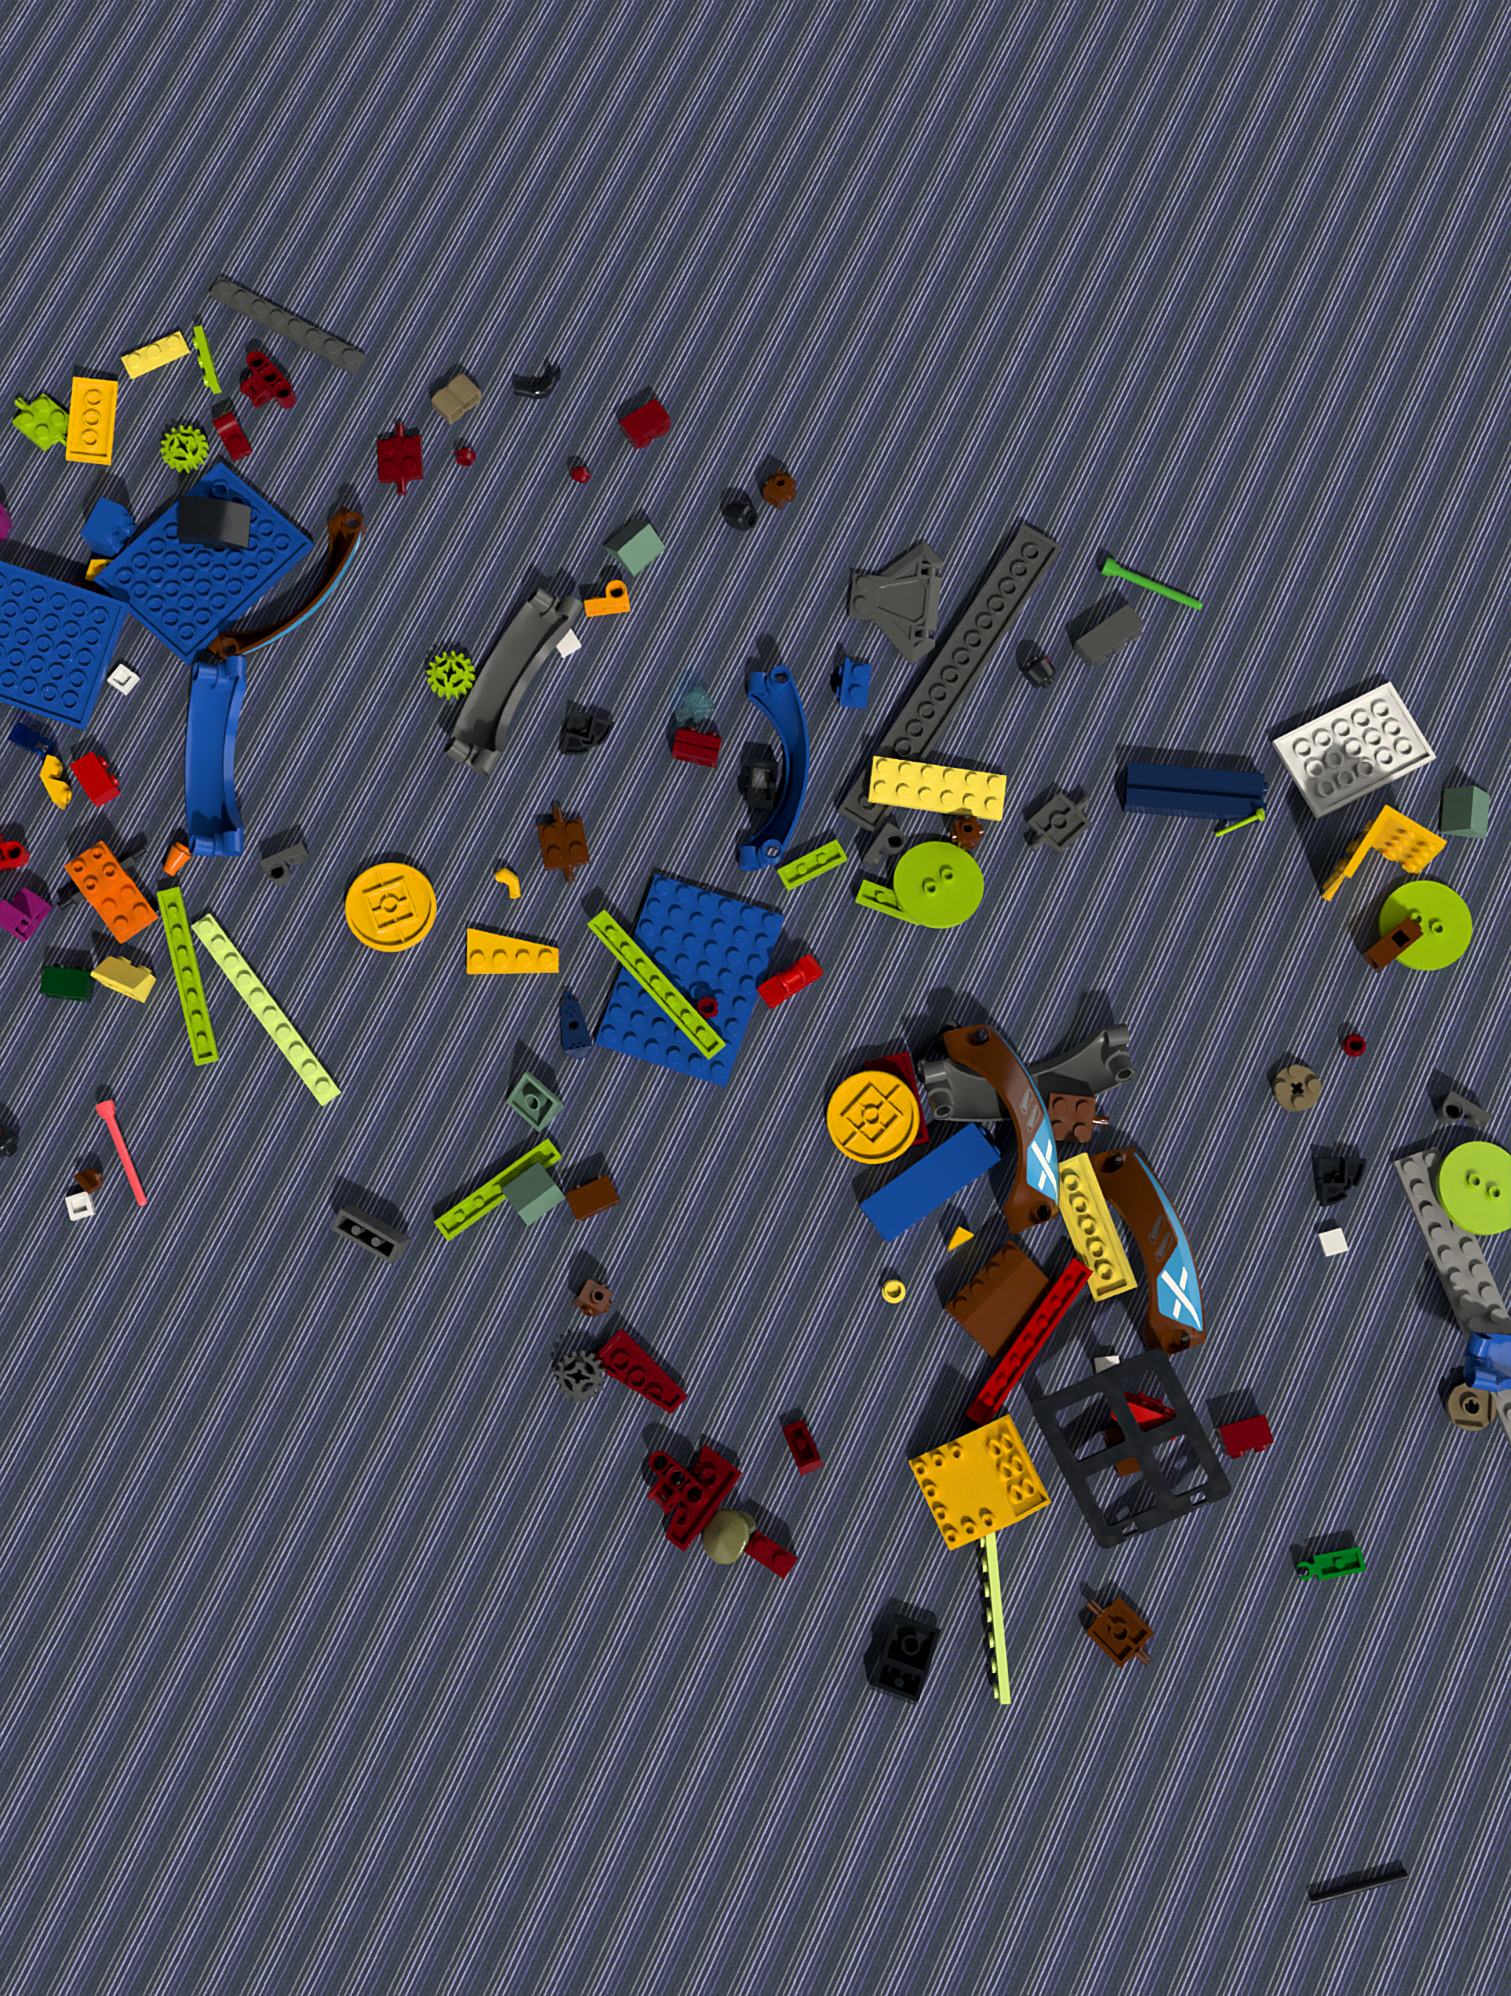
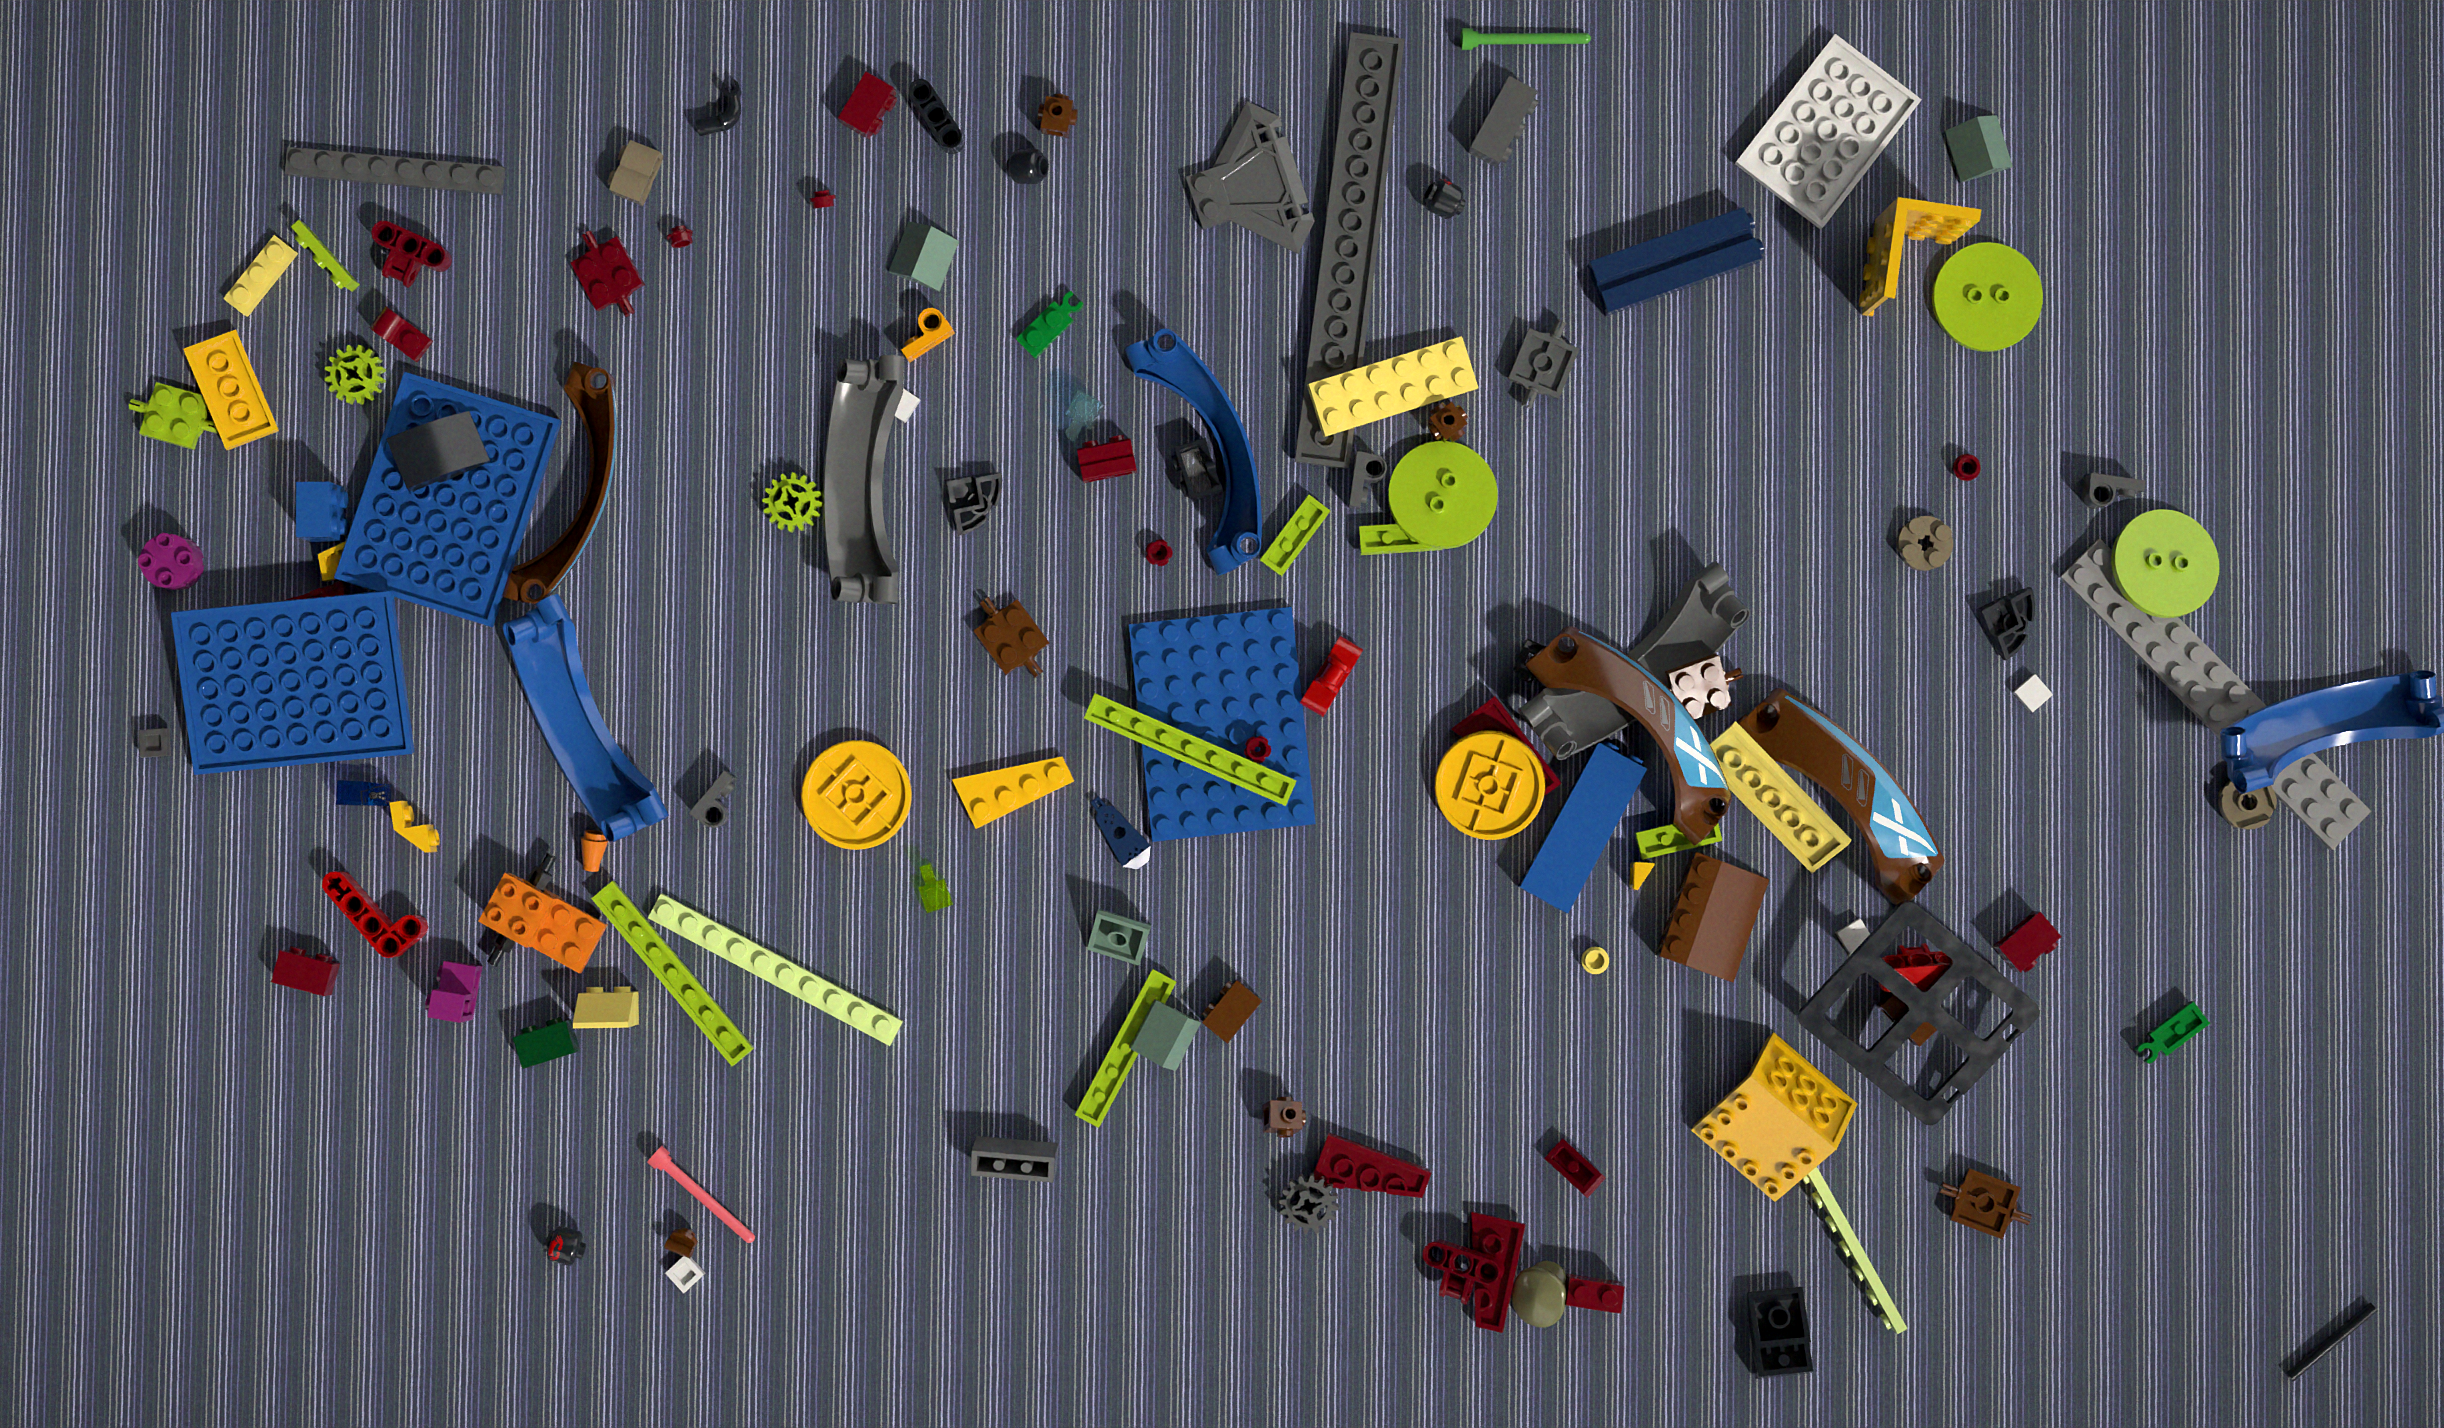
camera: 25 degrees left, 10 degrees up
(95, 778) = (455, 802): red brick -> none
(123, 679) = (425, 674): white tile -> none
(413, 1007) = (935, 893): none -> clear neon green plate
(506, 876) = (971, 703): yellow arm -> none
(691, 462) = (927, 107): none -> black beam
(699, 828) = (1159, 545): none -> dark red plate
(701, 635) = (1048, 326): none -> green plate
(855, 684) = (1246, 306): blue bracket -> none
(994, 1224) = (1669, 840): none -> lime plate
(1029, 1343) = (1762, 949): red plate -> none
(1259, 815) = (1759, 258): lime piece -> none
(1393, 944) = (1963, 337): reddish brown brick -> none

